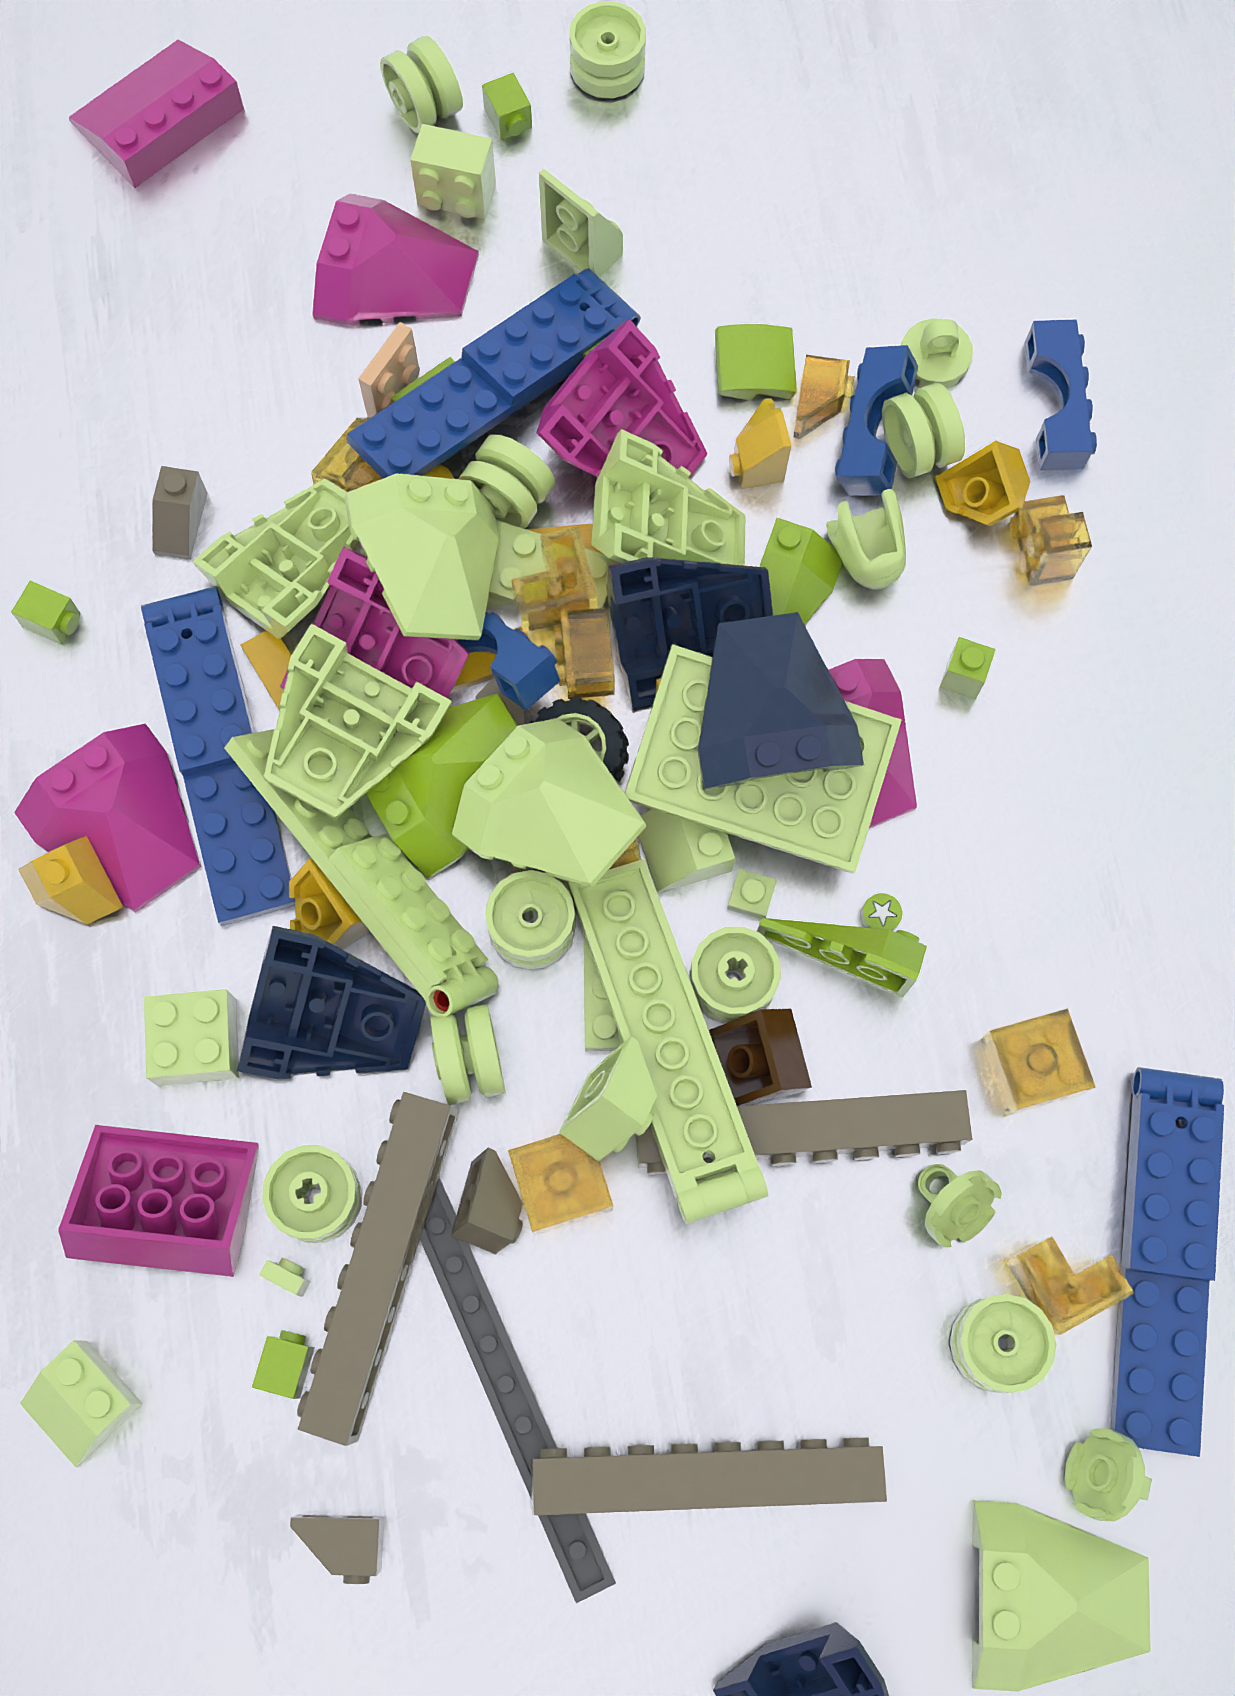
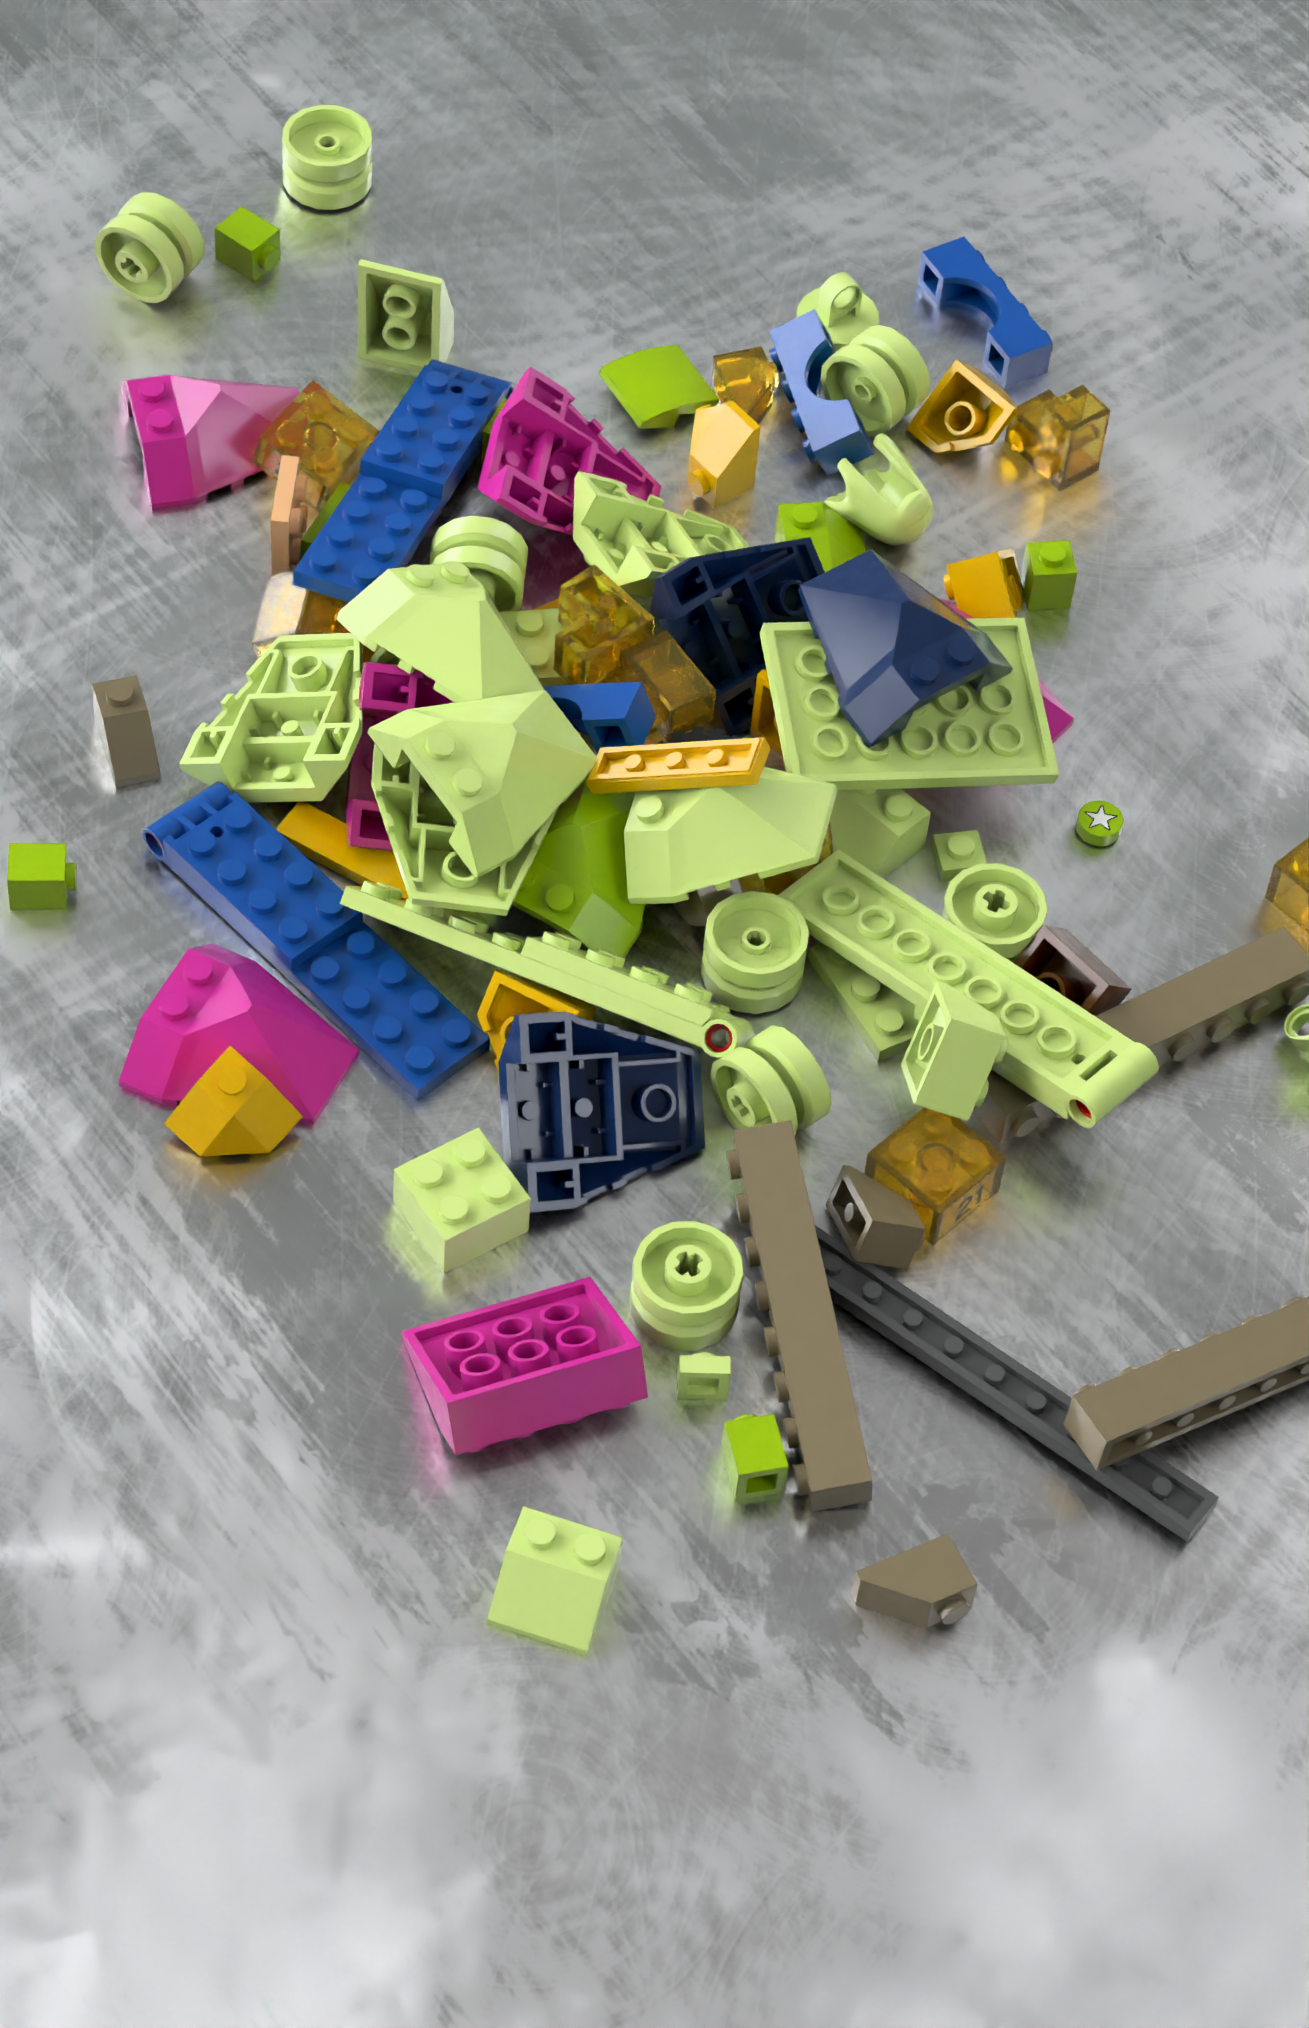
camera: 30 degrees left, 20 degrees down
(382, 687) = (493, 766): none -> yellowish green wedge
(447, 312) = (323, 435): none -> clear yellow brick
(453, 171) = (236, 315): yellowish green brick -> none
(525, 754) = (678, 765): none -> yellow tile
(871, 954) = (1103, 858): lime wedge -> none
(906, 665) = (986, 585): none -> yellow slope

